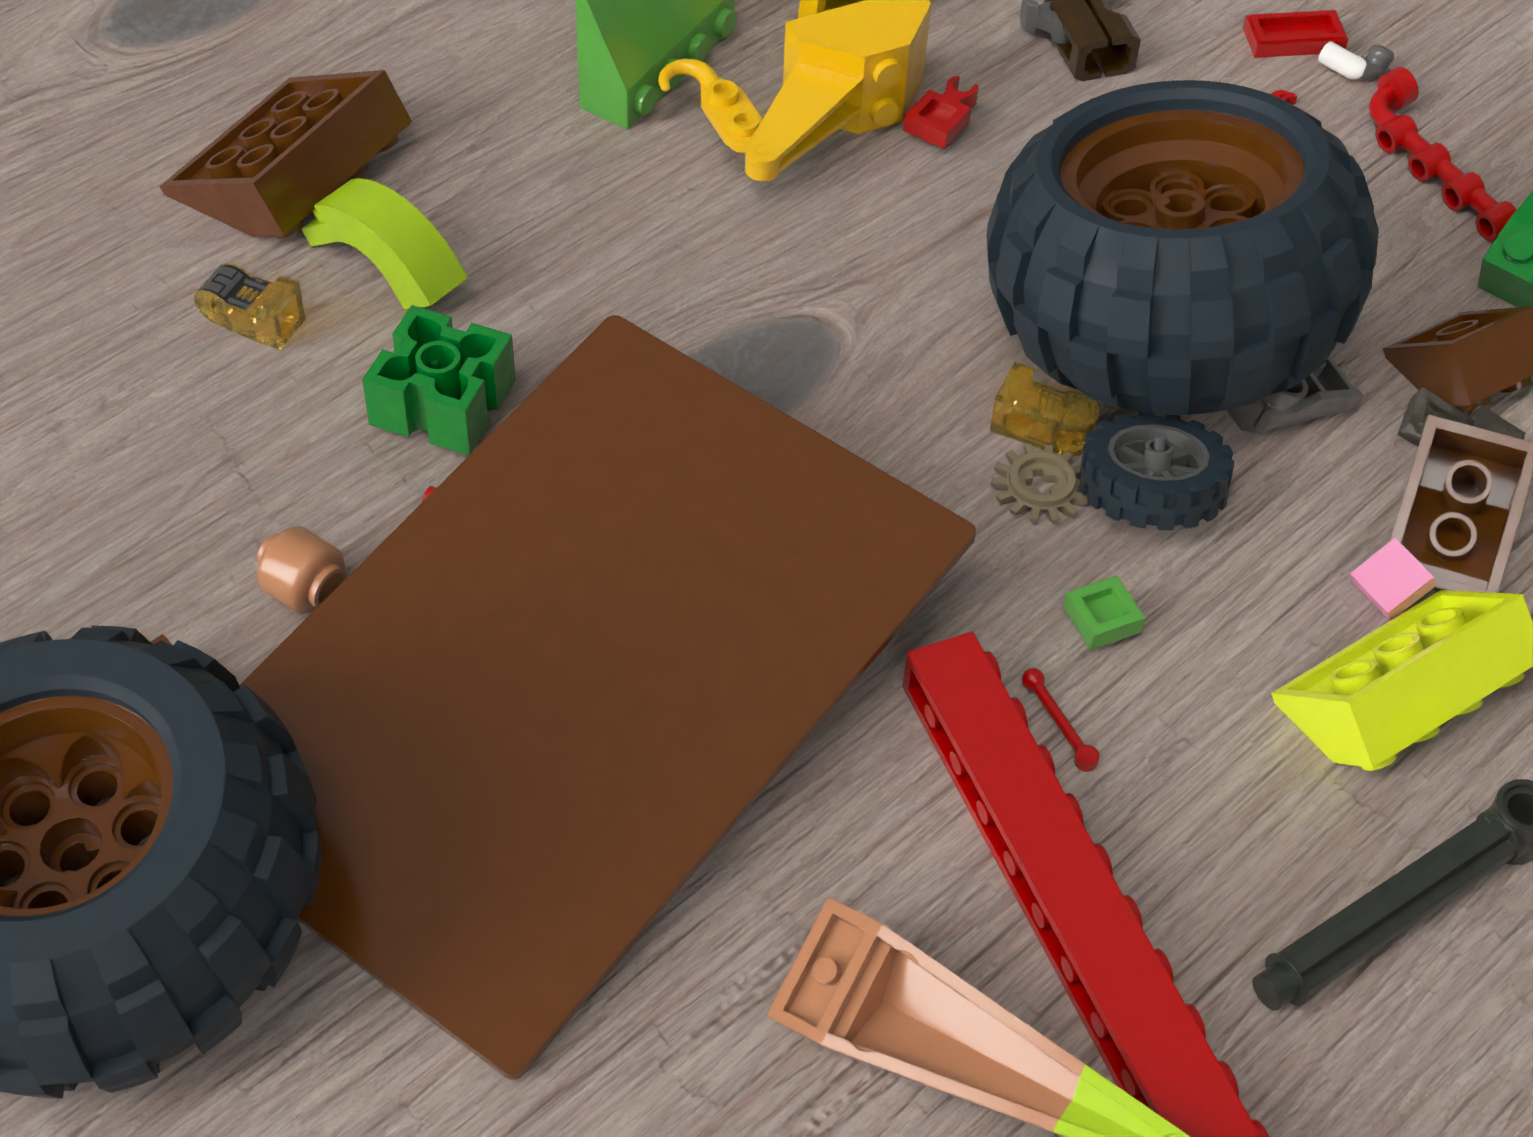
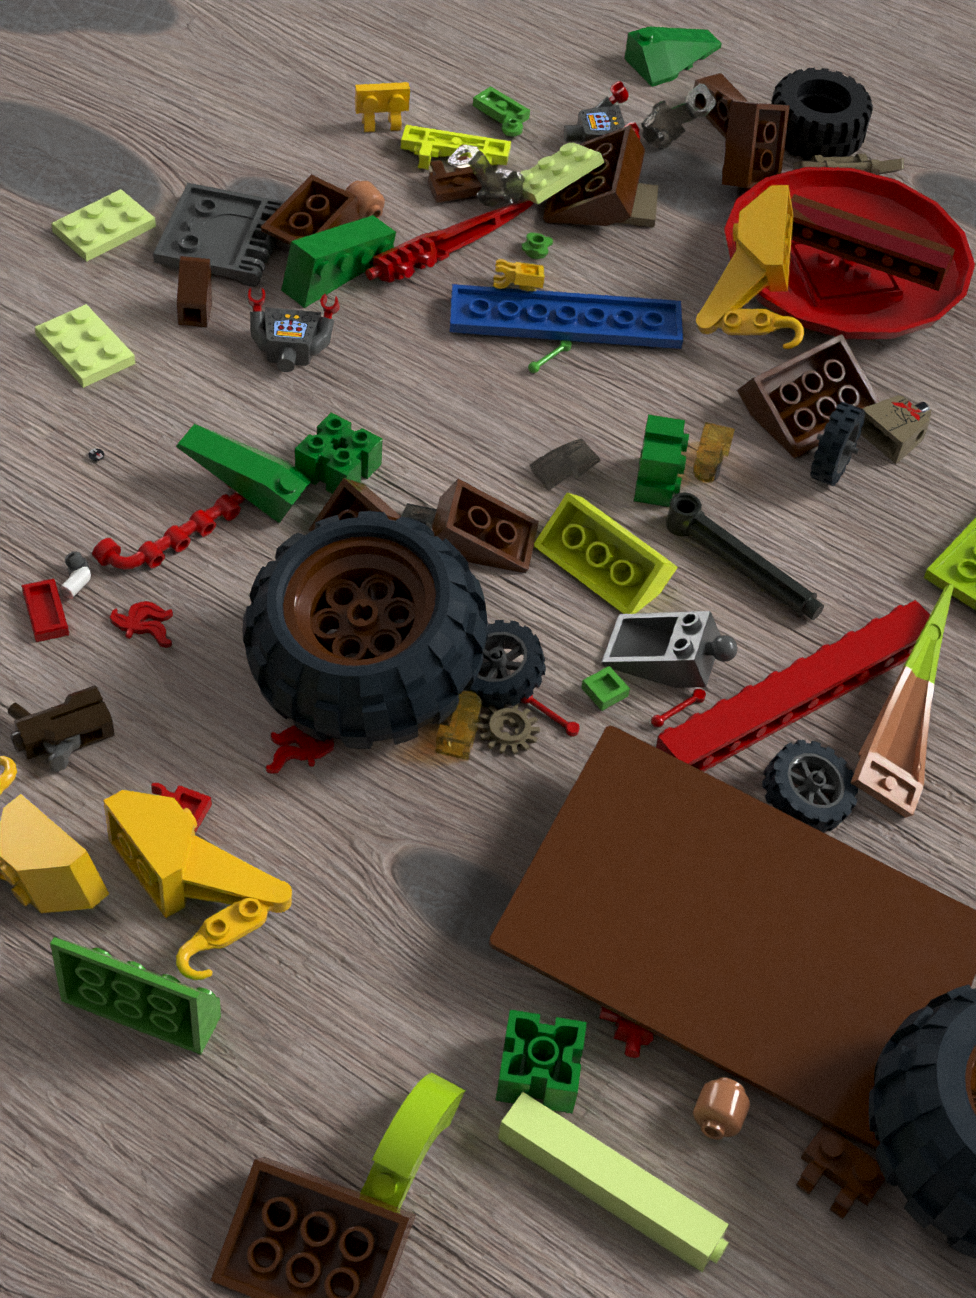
camera: 105 degrees left, 0 degrees up
(235, 437) = (614, 1182): none -> yellowish green brick
(252, 305) = (488, 1218): clear yellow leg -> none
(822, 789) = (827, 776): none -> black wheel
(1033, 563) = (572, 728): none -> red hinge
(1183, 719) = (668, 647): none -> dark grey slope
(1393, 579) = (539, 561): bright pink tile -> none

